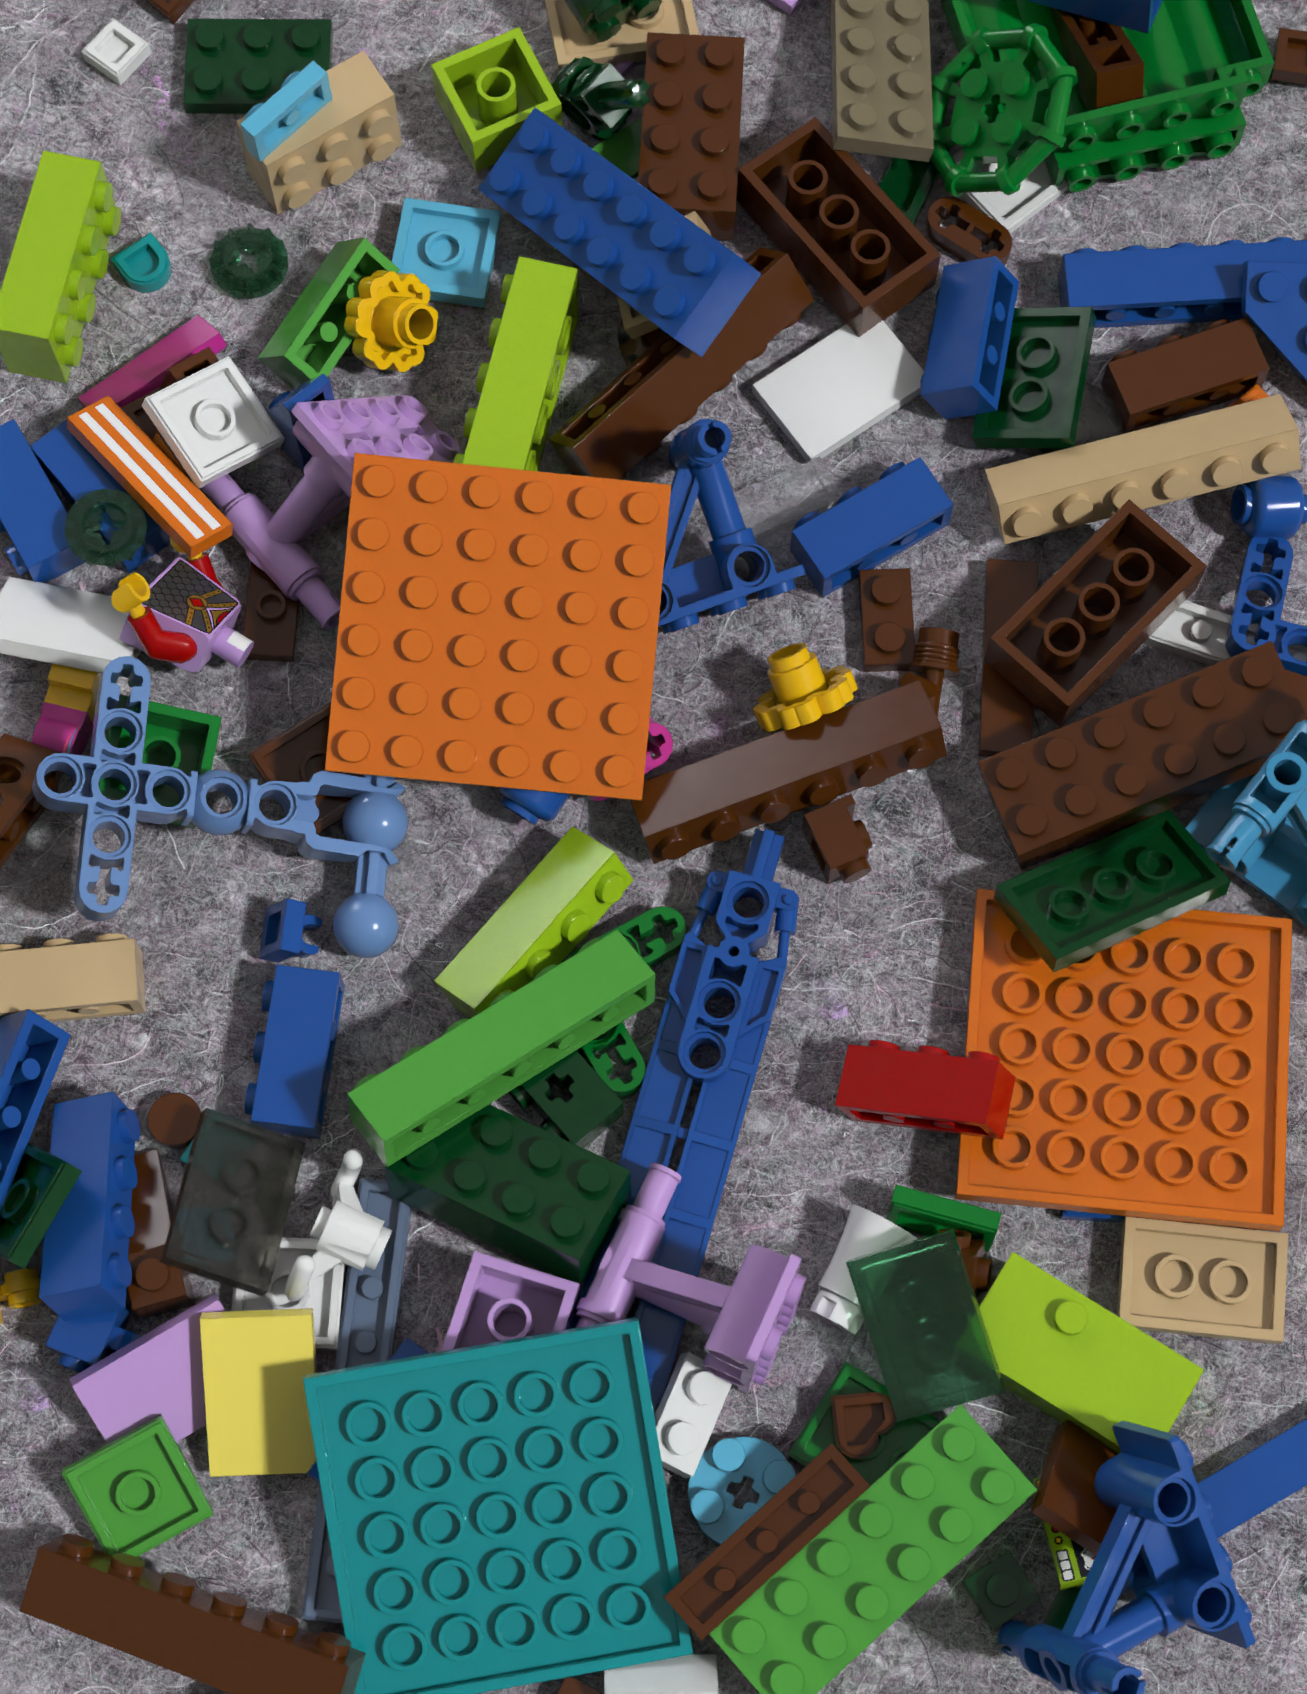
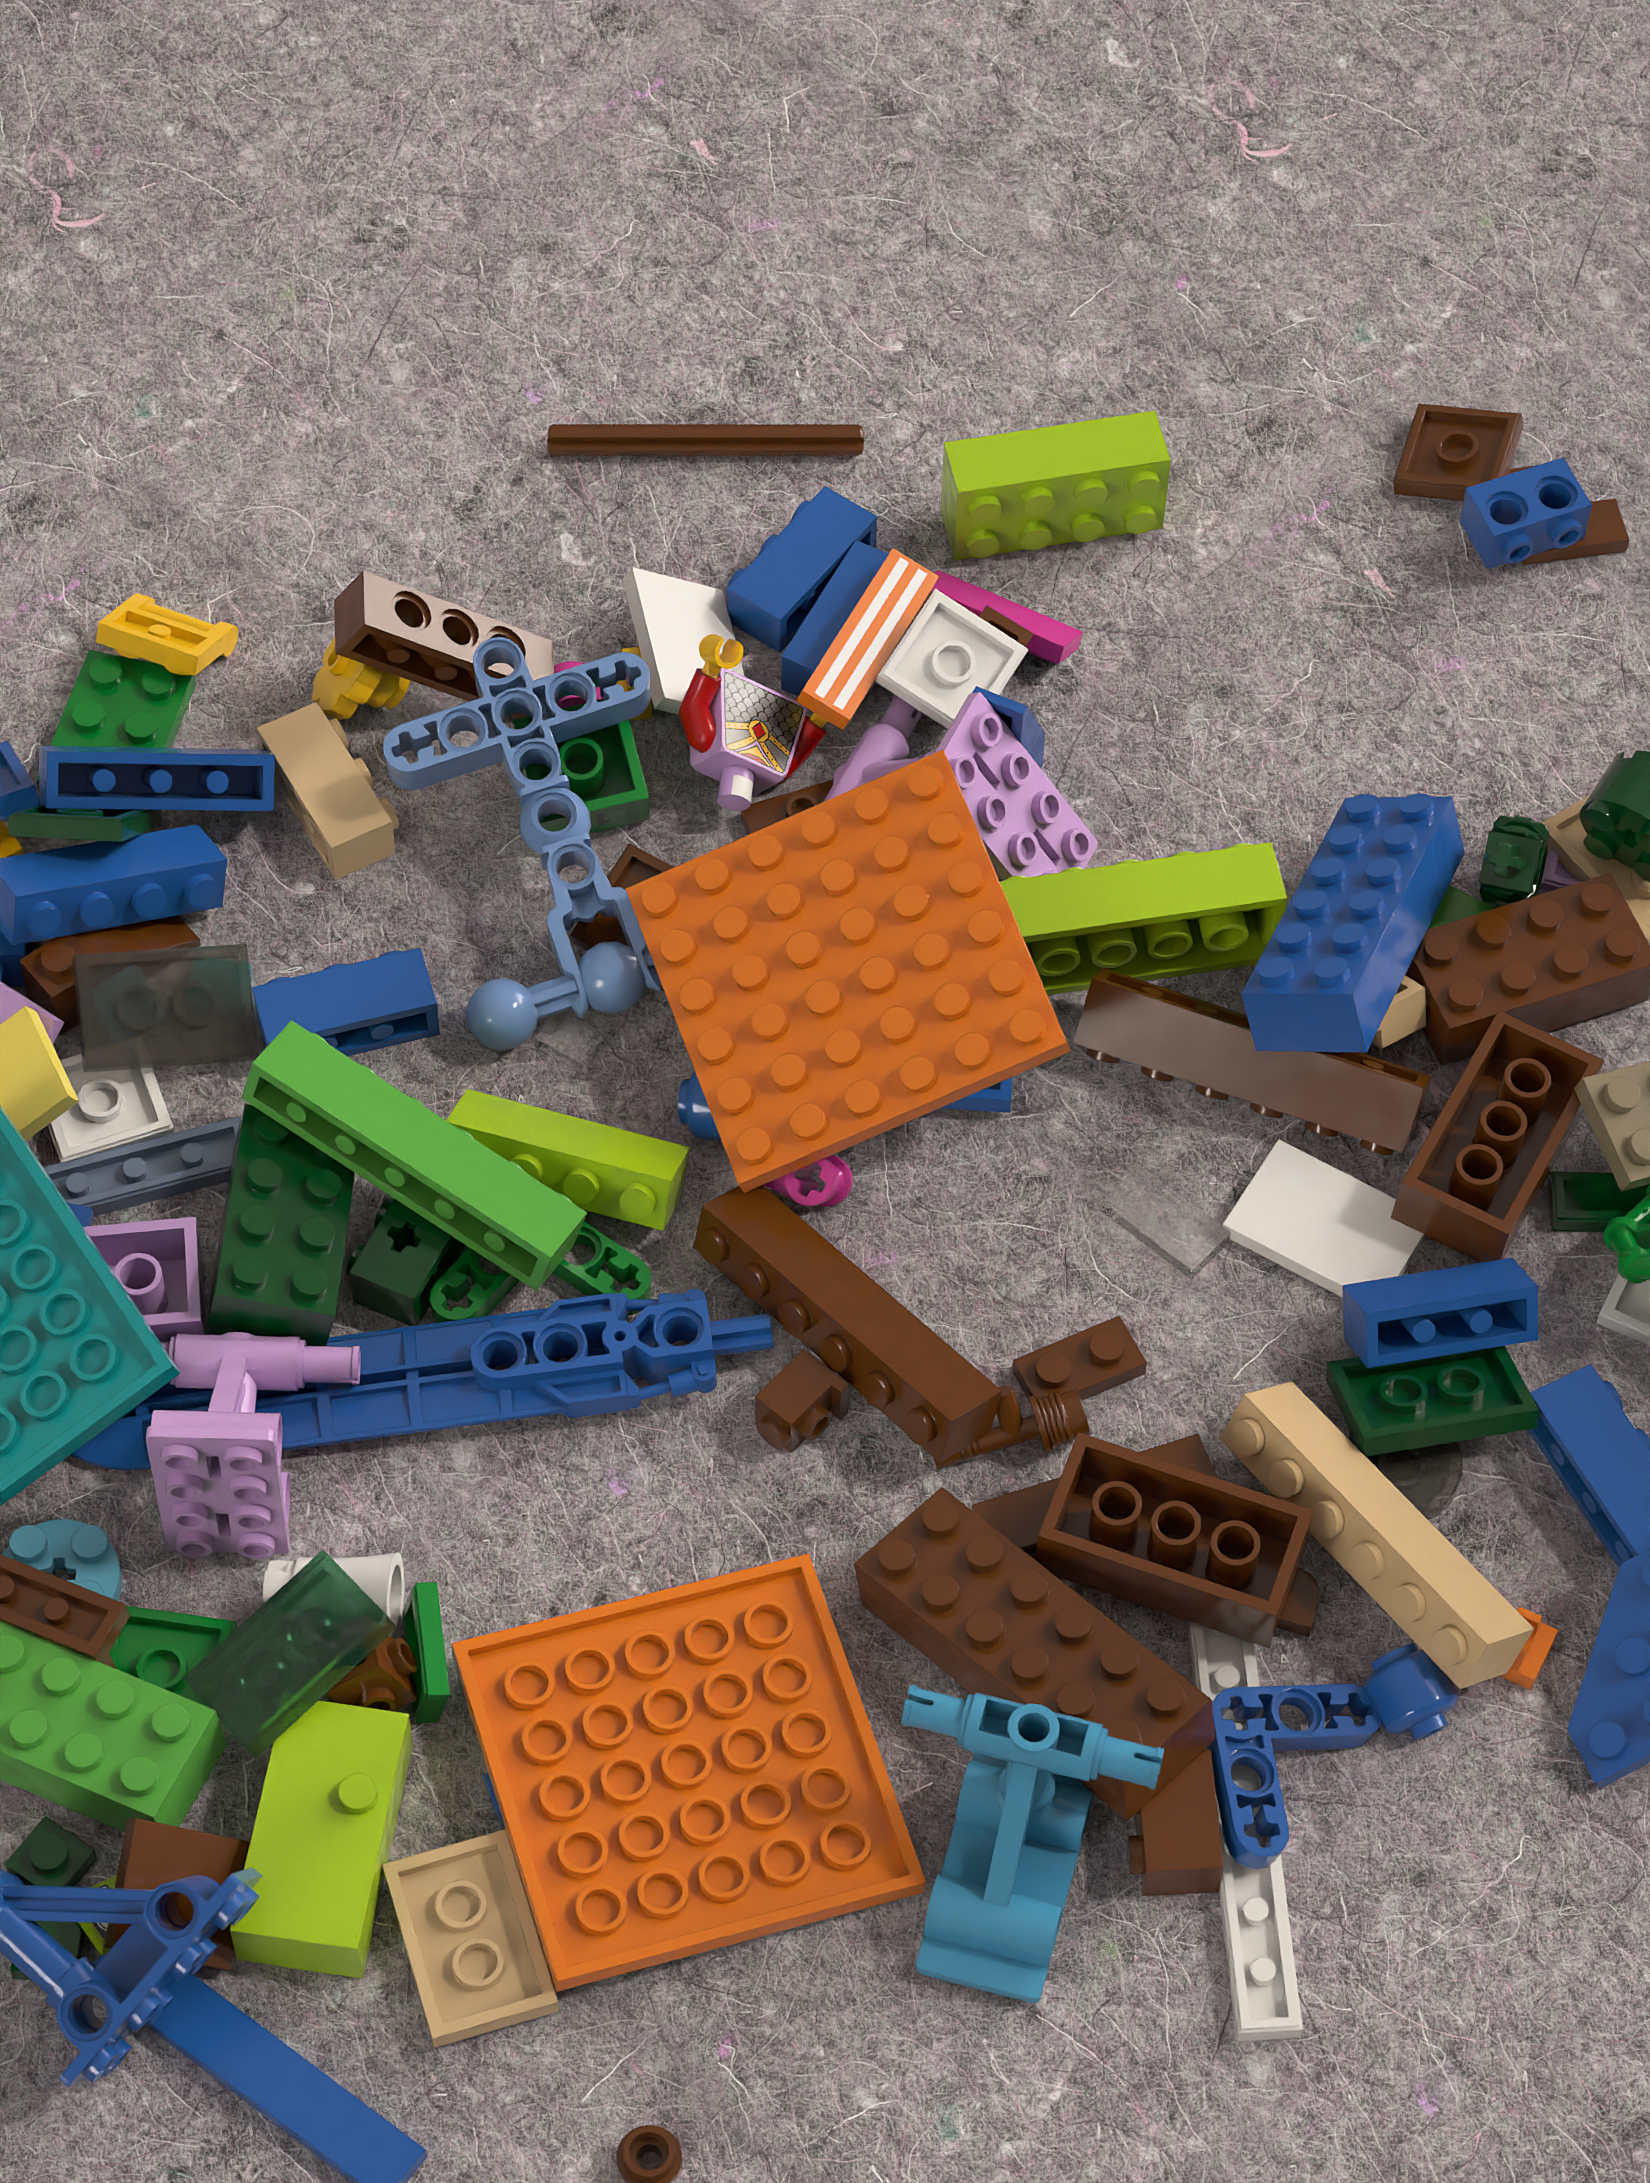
camera: 65 degrees right, 15 degrees down
(87, 517) = (801, 610): clear green gear -> none
(116, 52) = (1331, 457): white tile -> none
(144, 265) = (1114, 570): teal tile -> none
(174, 1120) = (236, 929): reddish brown tile -> none
(240, 279) = (1173, 669): clear green gear -> none
(247, 60) = (1387, 578): dark green plate -> none
(284, 930) = (465, 952): blue tile -> none
(286, 111) = (1305, 577): medium azure plate -> none
(314, 330) = (1137, 729): bright green brick -> none
(333, 144) = (1328, 642): tan brick -> none
(343, 1233) = (168, 1107): white piece -> none
(391, 321) = (1165, 758): yellow plant -> none
(448, 249) = (1269, 801): medium azure plate -> none
(492, 93) = (1473, 763): lime brick -> none
(688, 1414) = (106, 1491): white plate -> none
(711, 580) = (1050, 1182): blue plate -> none
(801, 689) = (943, 1293): yellow plant -> none
(860, 1421) = (169, 1650): reddish brown tile -> none
(870, 525) = (1173, 1305): blue brick -> none
(926, 1089) = (553, 1571): red brick -> none
(969, 233) = (1588, 1283): reddish brown beam -> none
(1111, 890) = (852, 1670): dark green plate -> none
(1185, 374) = (1524, 1547): reddish brown brick -> none

